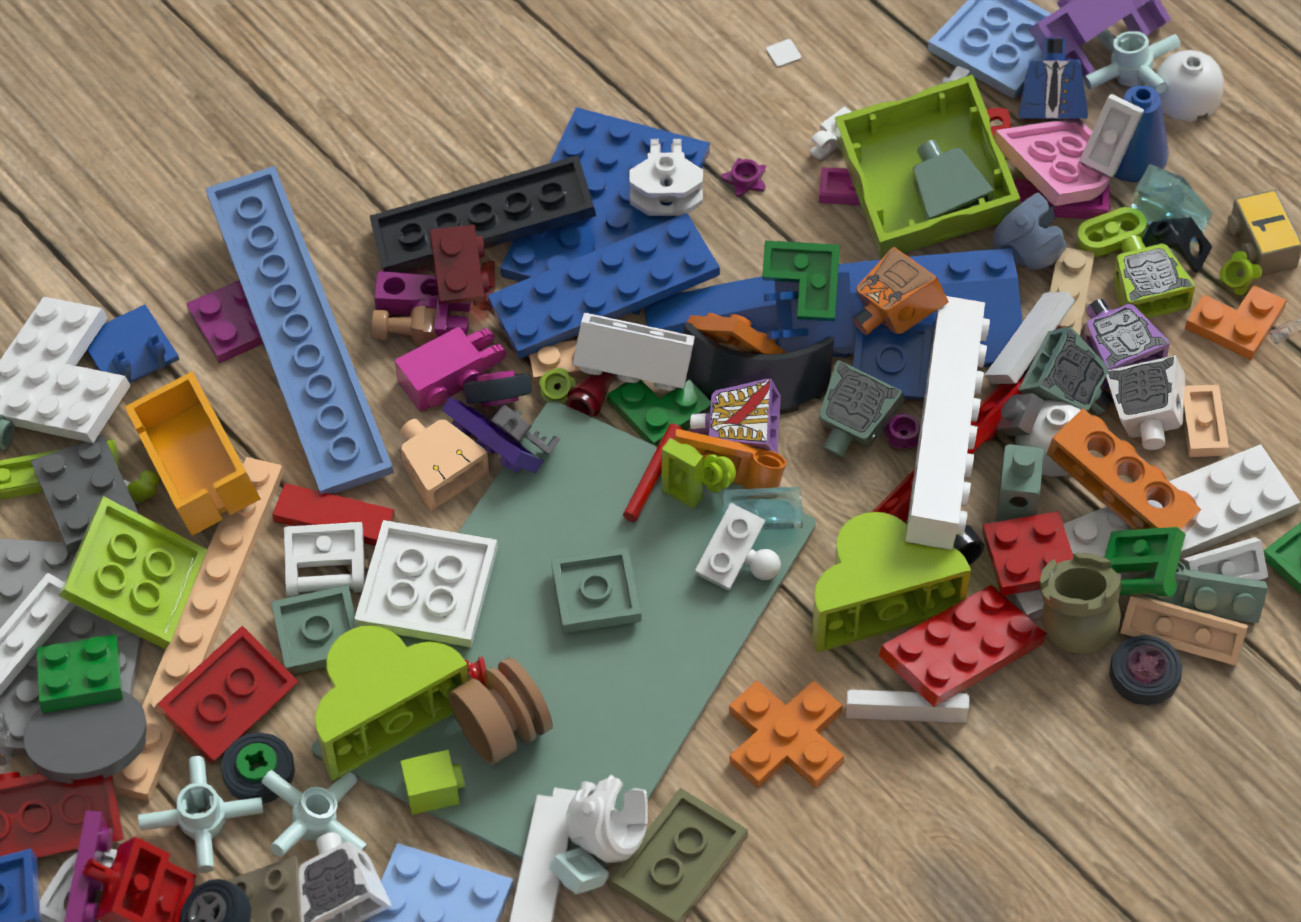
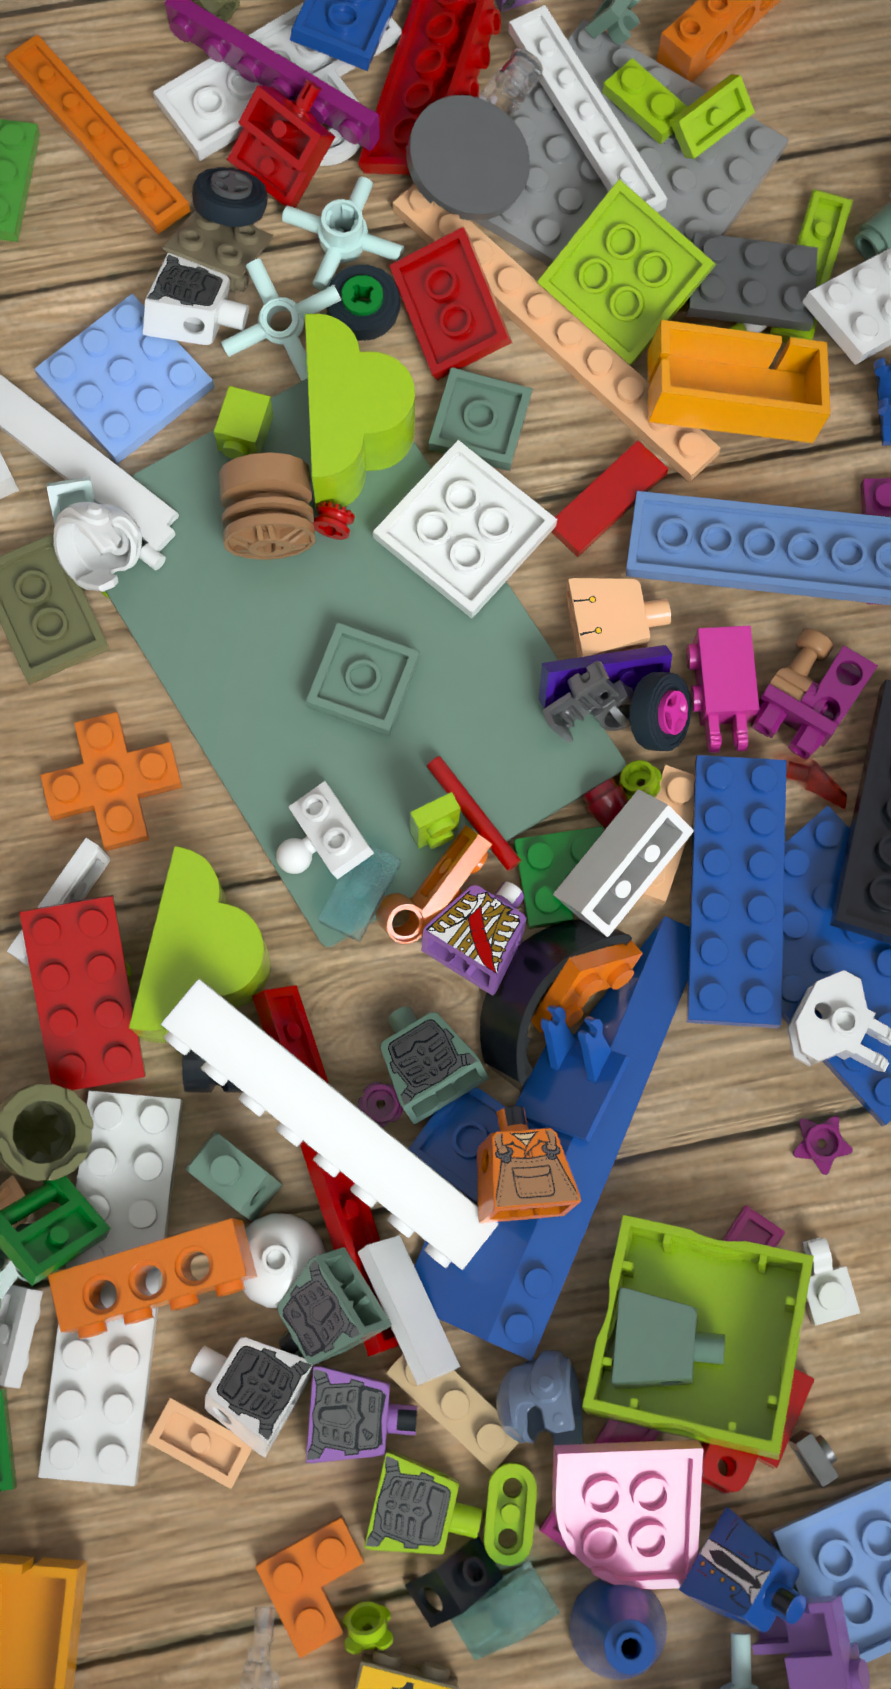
camera: 115 degrees right, 20 degrees up
(79, 673) = (540, 182): green plate -> none
(320, 547) = (567, 464): white plate -> none
(458, 265) = (831, 739): dark red bracket -> none
(718, 473) = (421, 862): lime plate -> none
(810, 265) = (603, 1094): green plate -> none
(1019, 414) = (308, 1225): flat silver plate -> none
(1023, 548) = (143, 1130): red plate -> none
(1111, 135) = (608, 1578): white plate -> none

